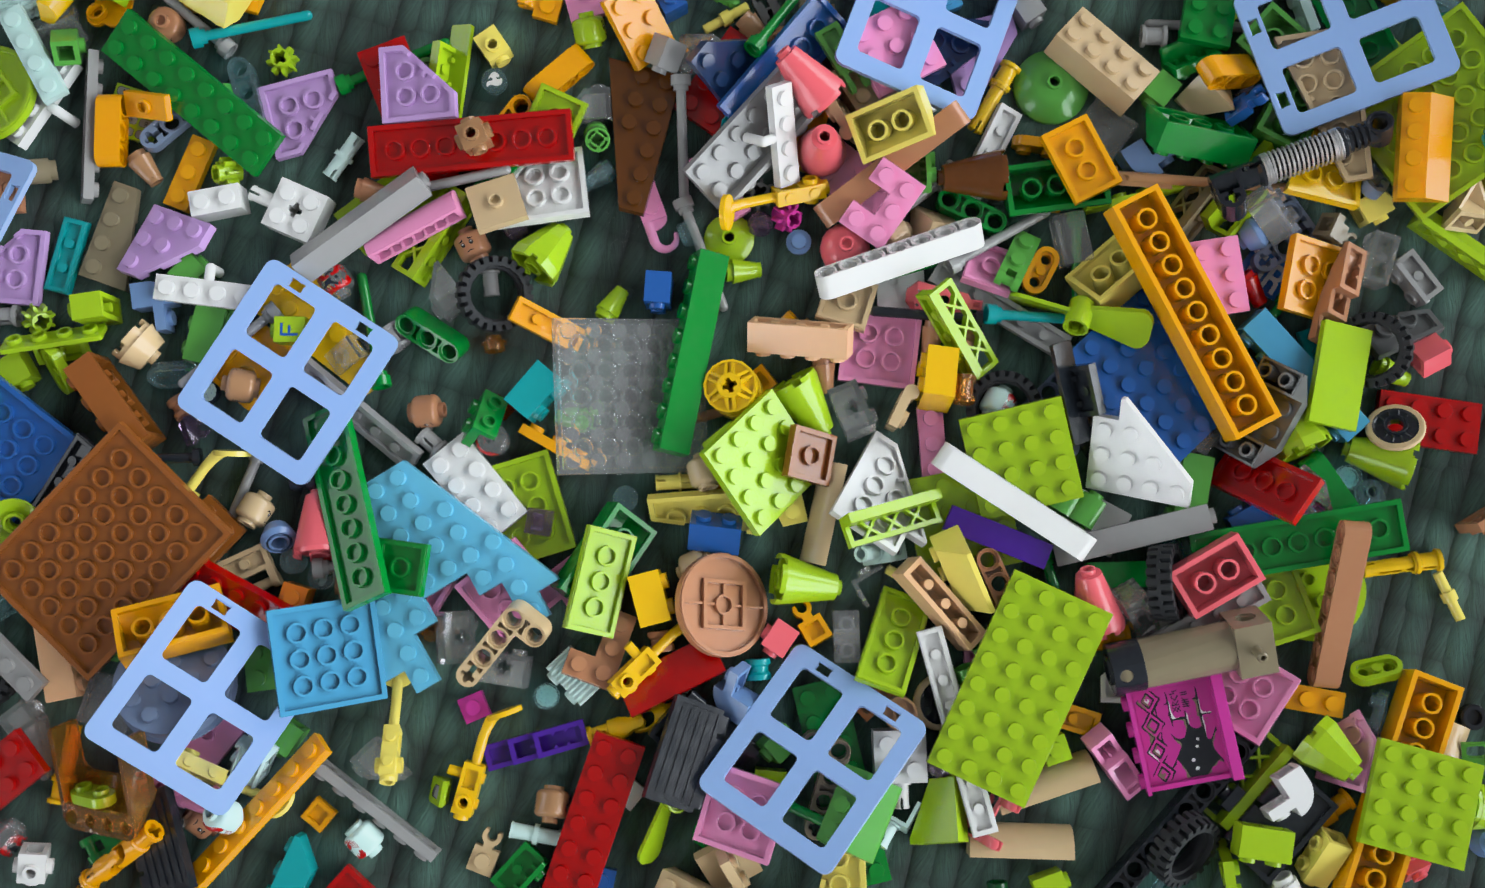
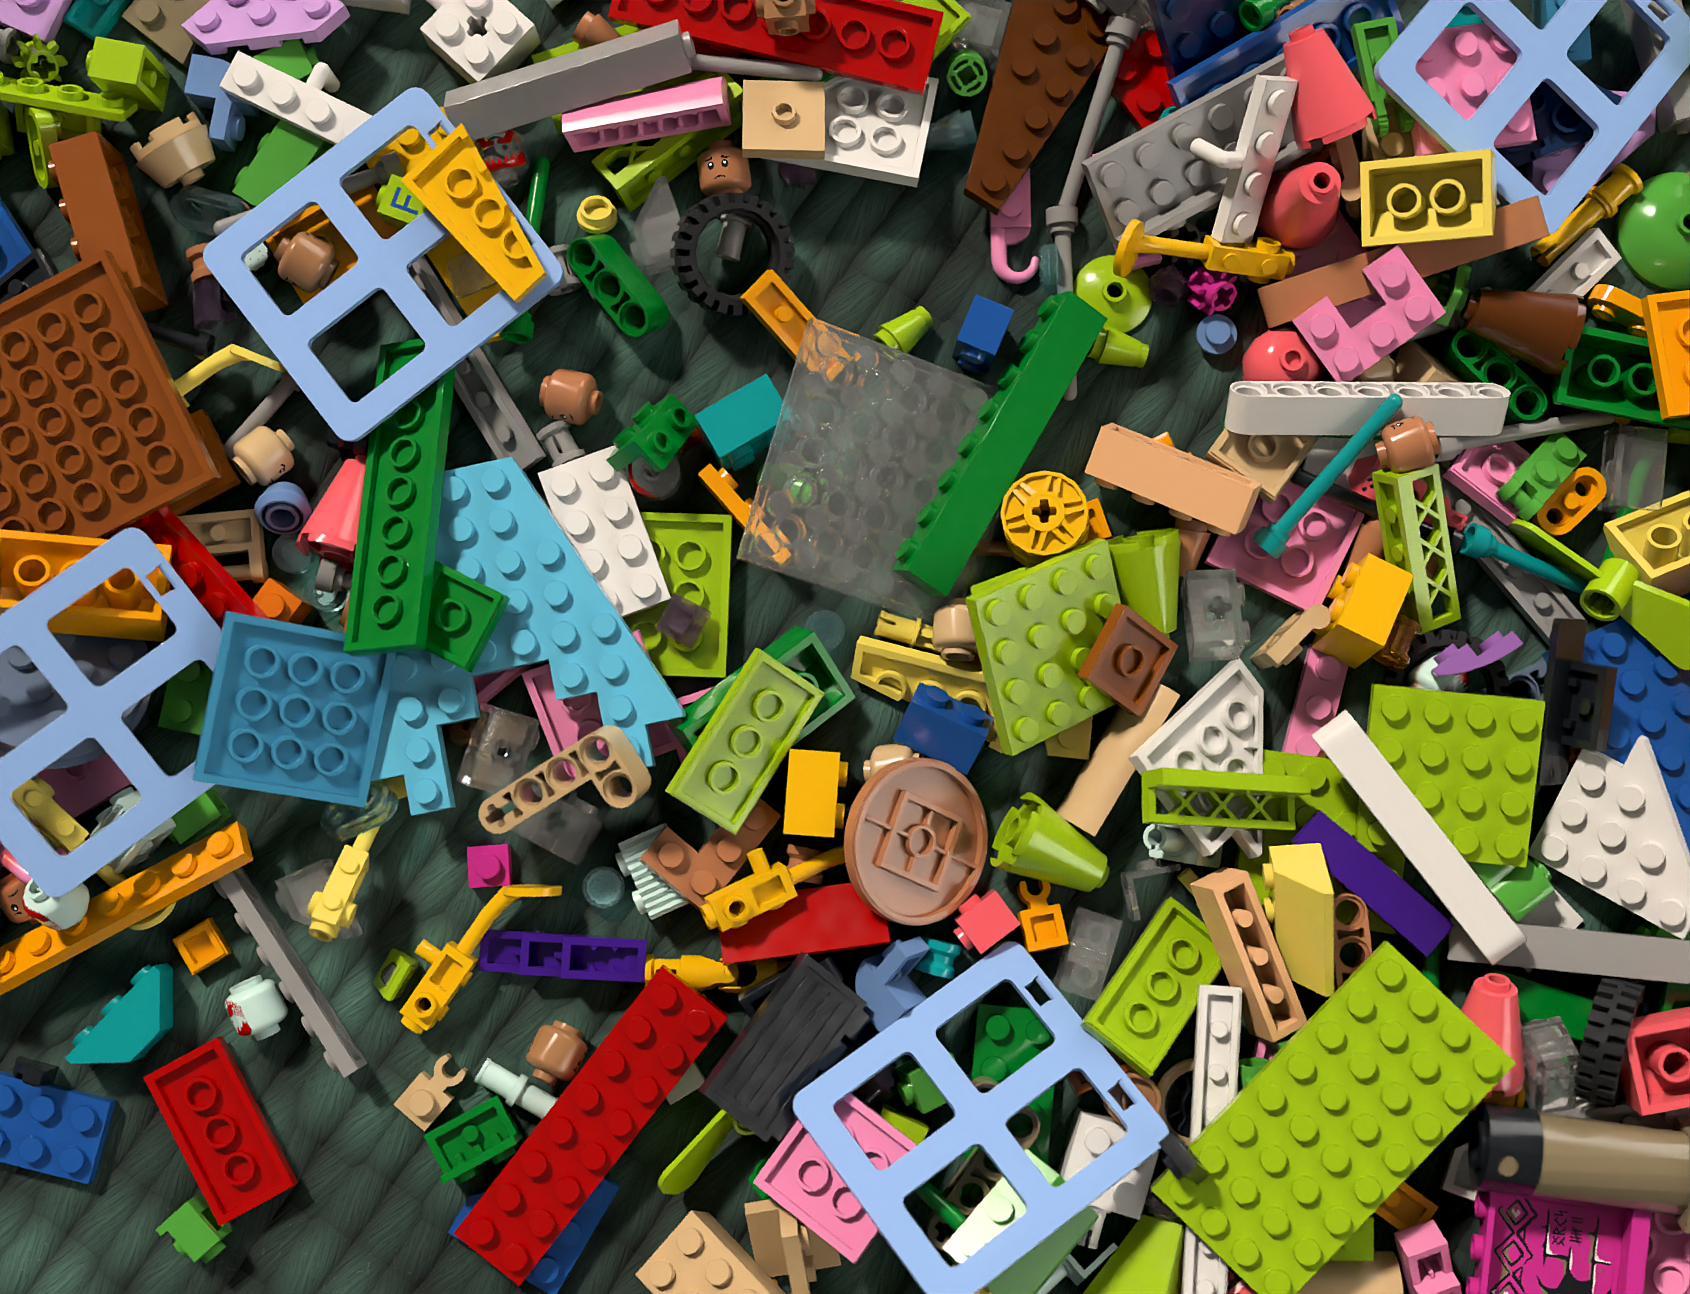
camera: 15 degrees right, 0 degrees up
(328, 320) = (471, 207): none -> yellow wing
(380, 710) = (348, 821): none -> clear light blue plate
(405, 297) = (596, 215): none -> light yellow plate
(494, 344) = (705, 331): clear orange plate -> none
(544, 252) = (828, 219): lime cone -> none
(872, 351) = (1275, 536): none -> teal piece
(930, 272) = (1408, 445): none -> nougat head
(937, 738) = (1182, 1160): none -> black plate
(1004, 388) = (1459, 661): none -> medium lavender slope

